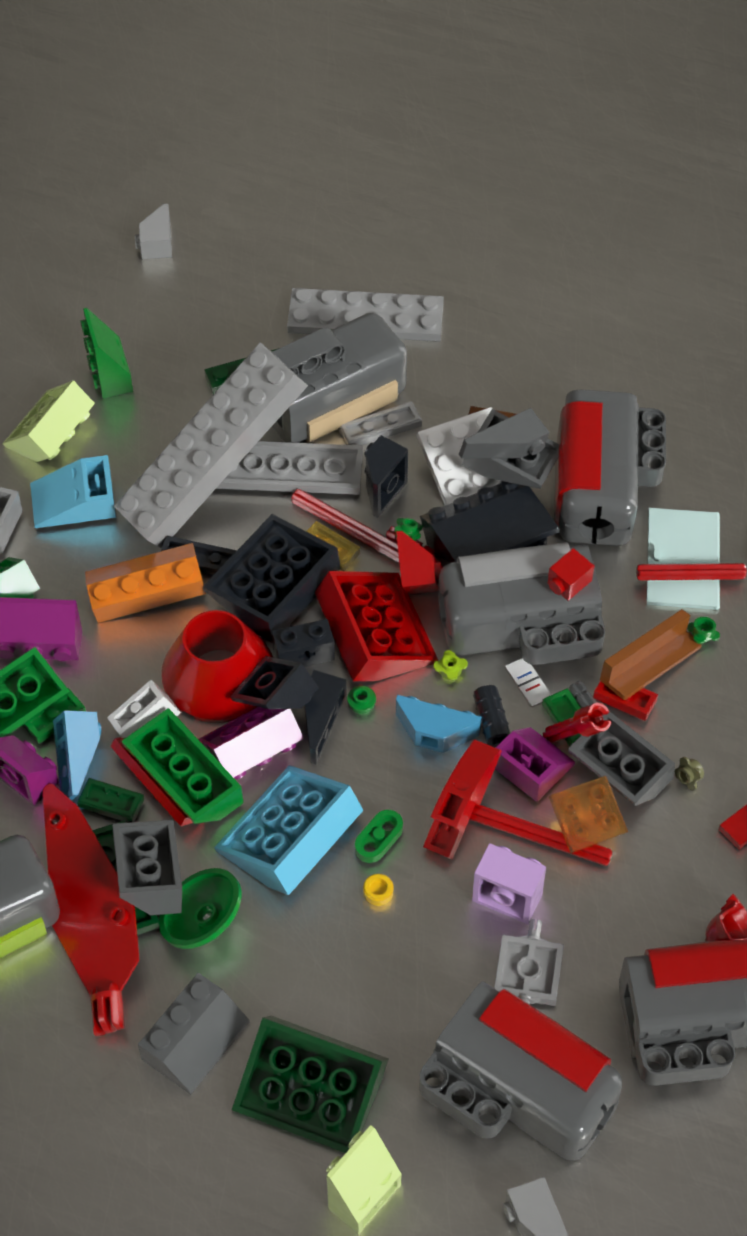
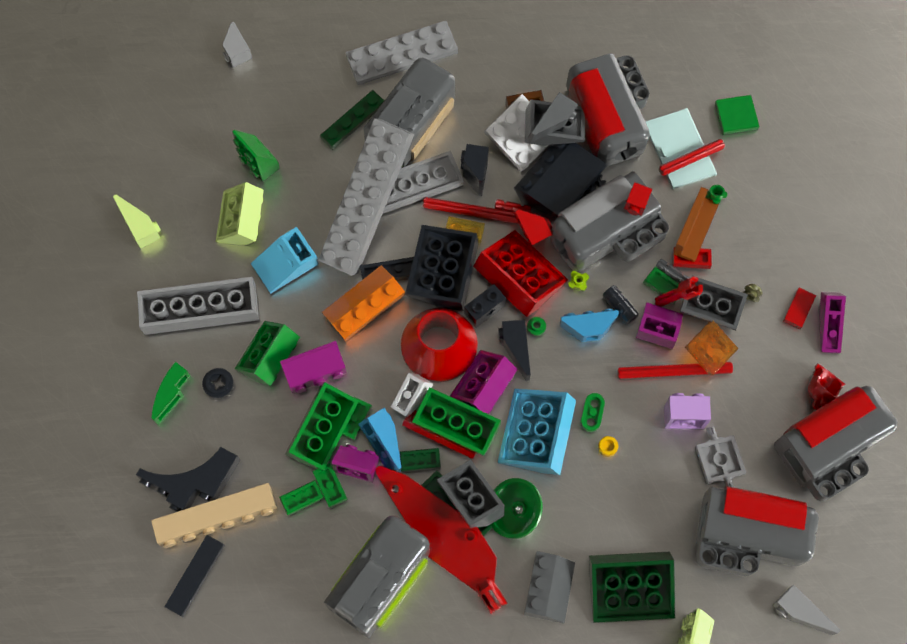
camera: 25 degrees left, 15 degrees up
(276, 685) = (488, 346): black slope -> none
(384, 423) = (452, 130): light grey tile -> none
(409, 527) = (510, 200): green plate -> none
(460, 794) = (633, 368): red slope -> none
(528, 681) = (628, 270): white sticker -> none

